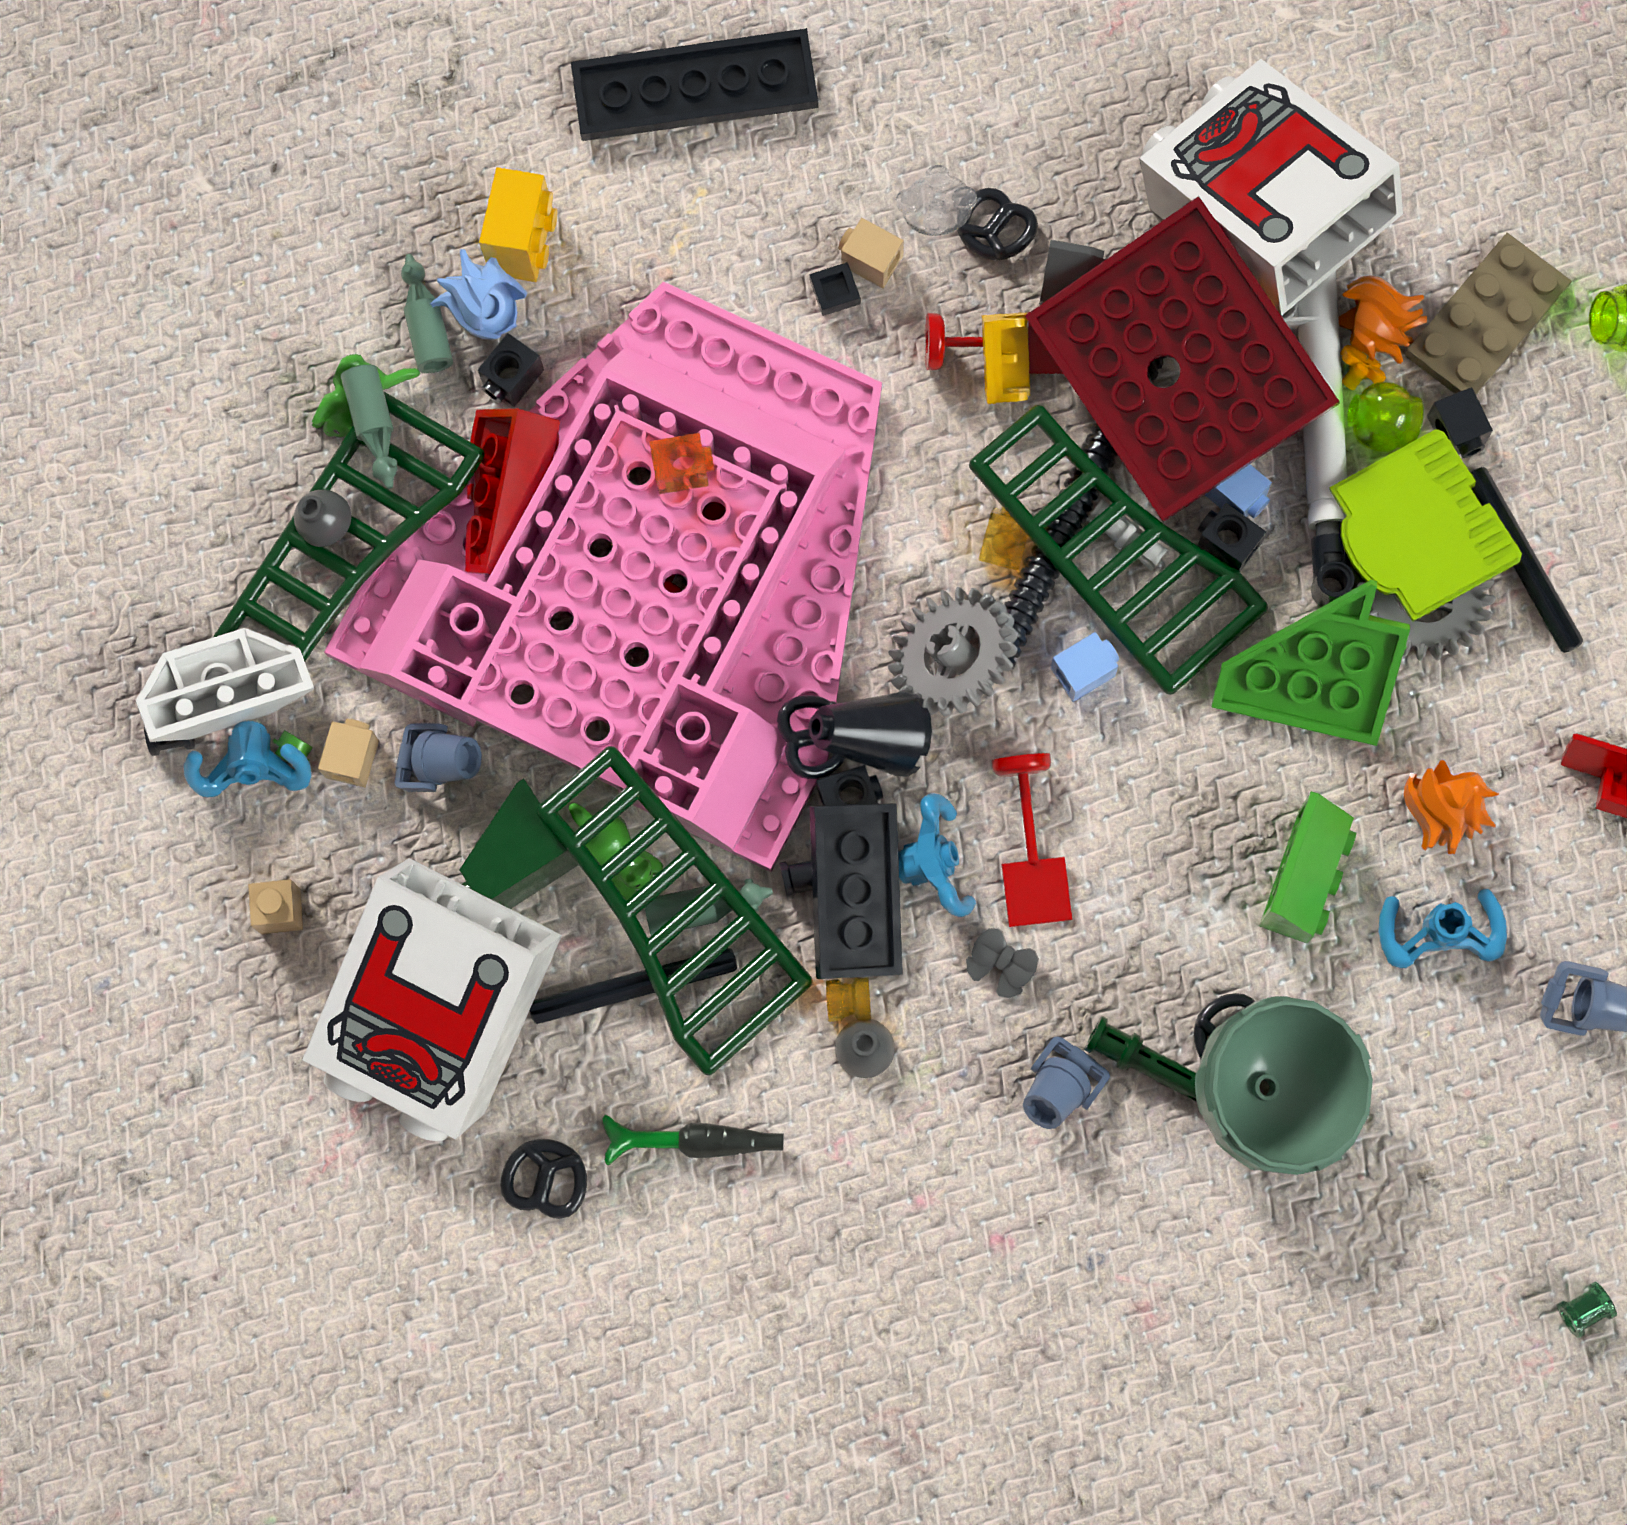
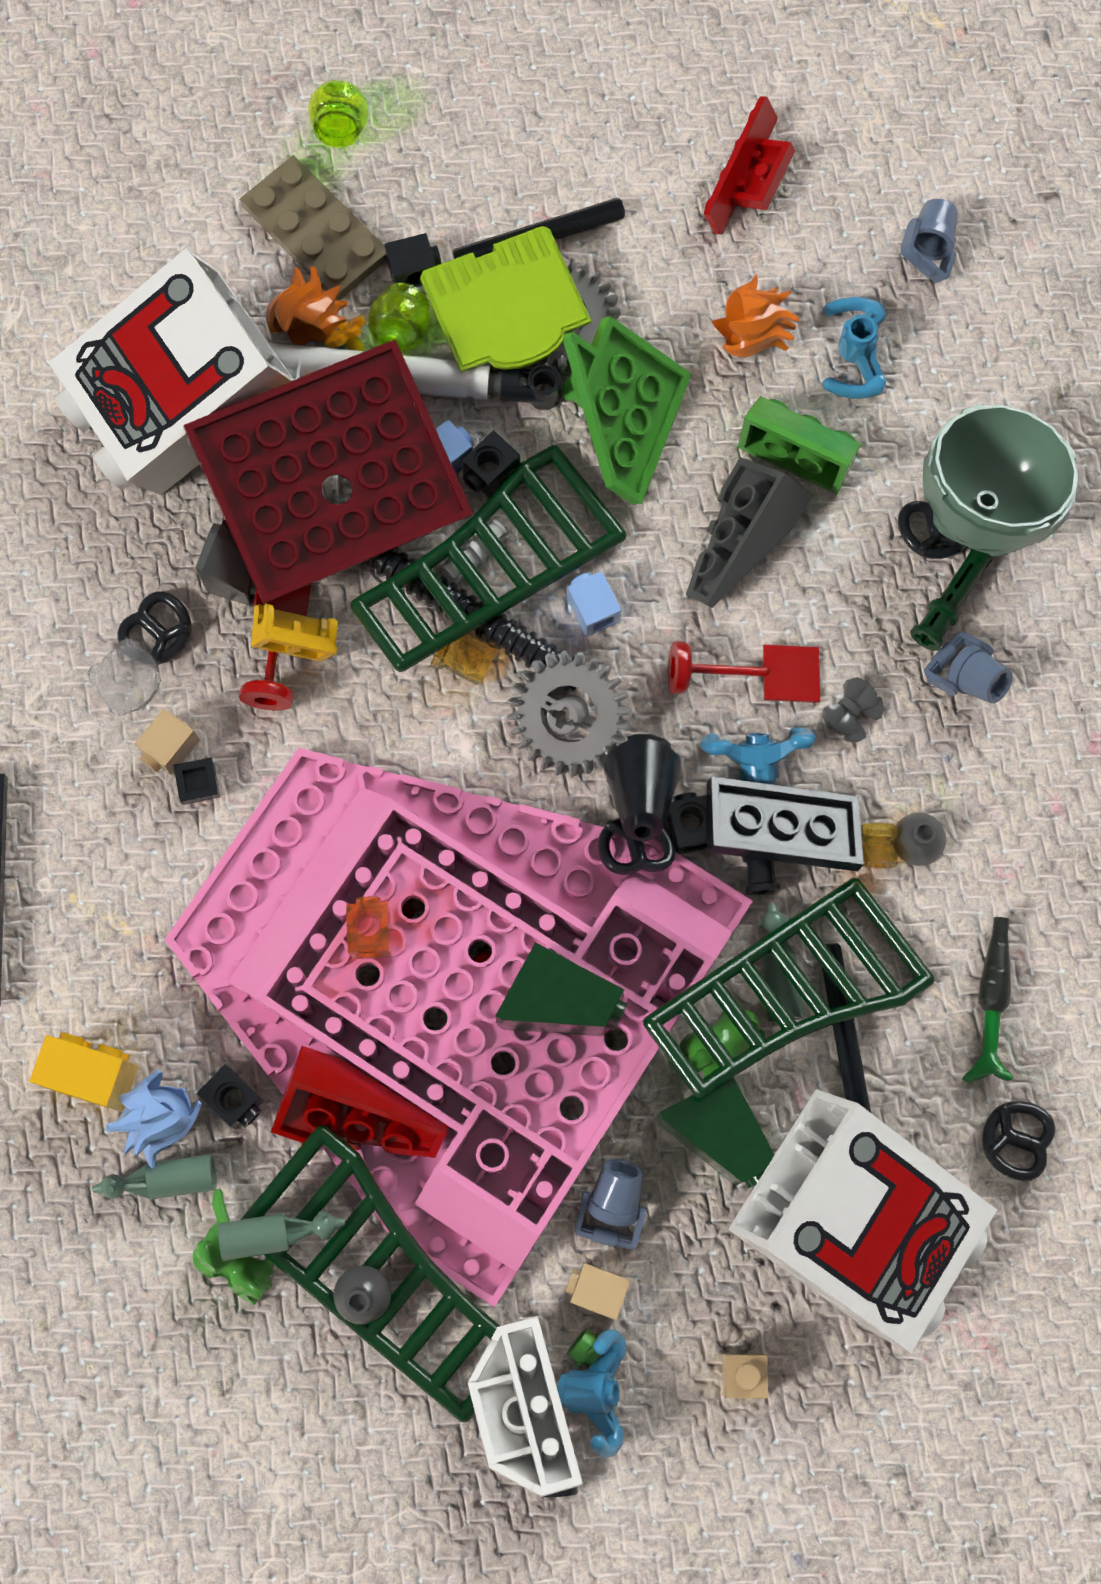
camera: 90 degrees left, 0 degrees up
(625, 654) = (559, 998): none -> dark green slope
(1208, 831) = (754, 517): none -> dark grey wedge

